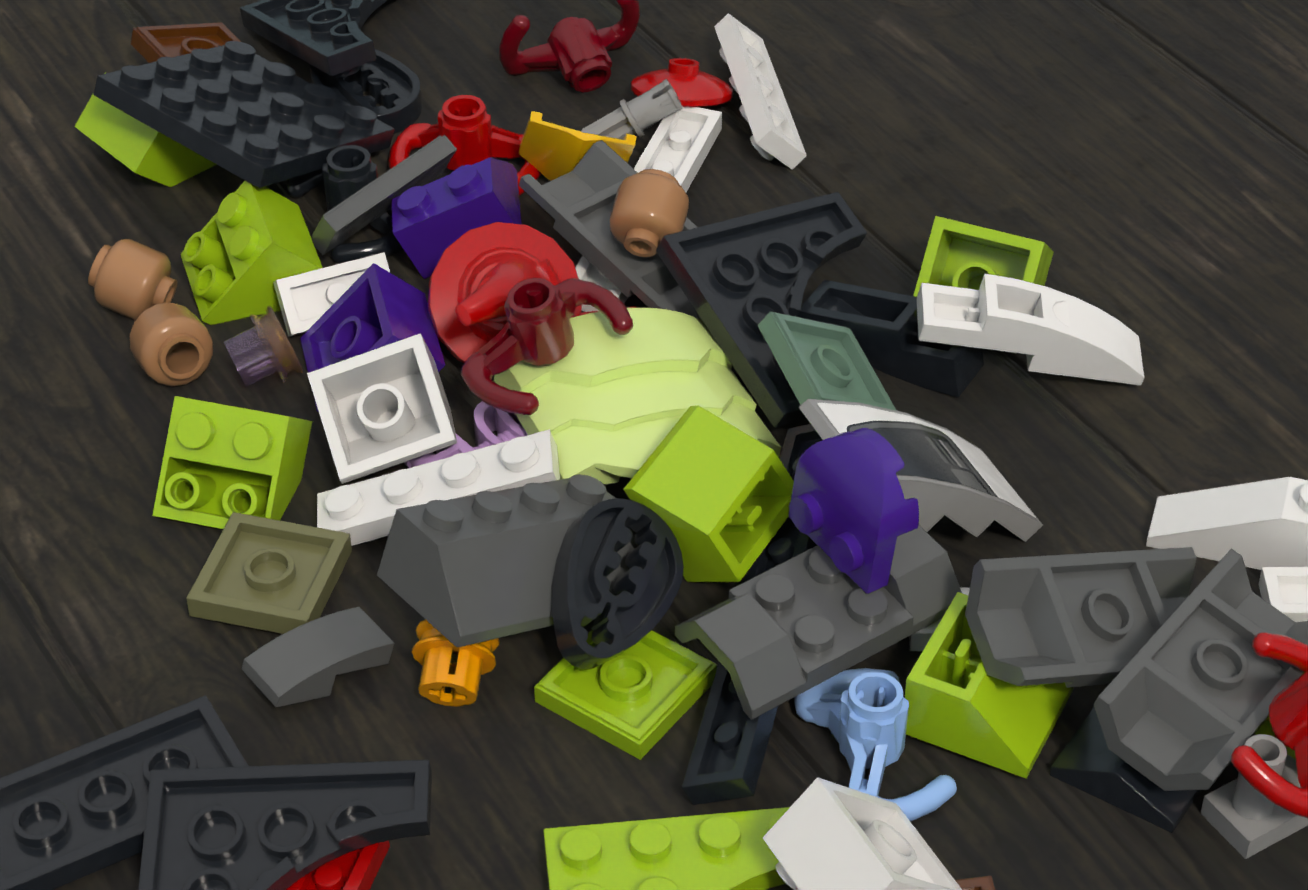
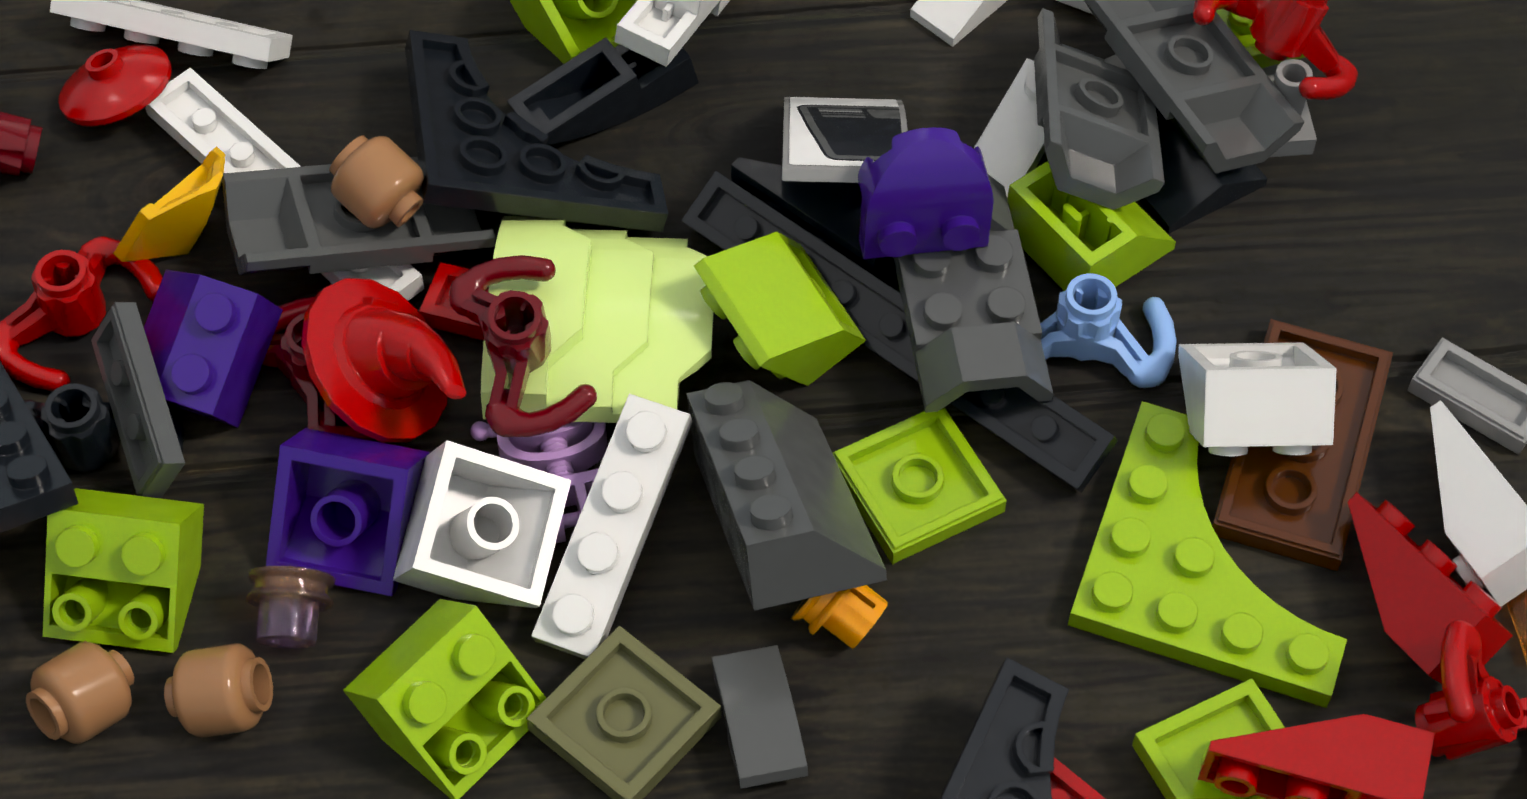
camera: 65 degrees left, 15 degrees up
(310, 294) = (237, 509): white plate -> none
(582, 586) = (843, 431): black piece -> none
(637, 113) = (146, 144): light grey axle -> none
(822, 361) = (648, 152): sand green plate -> none

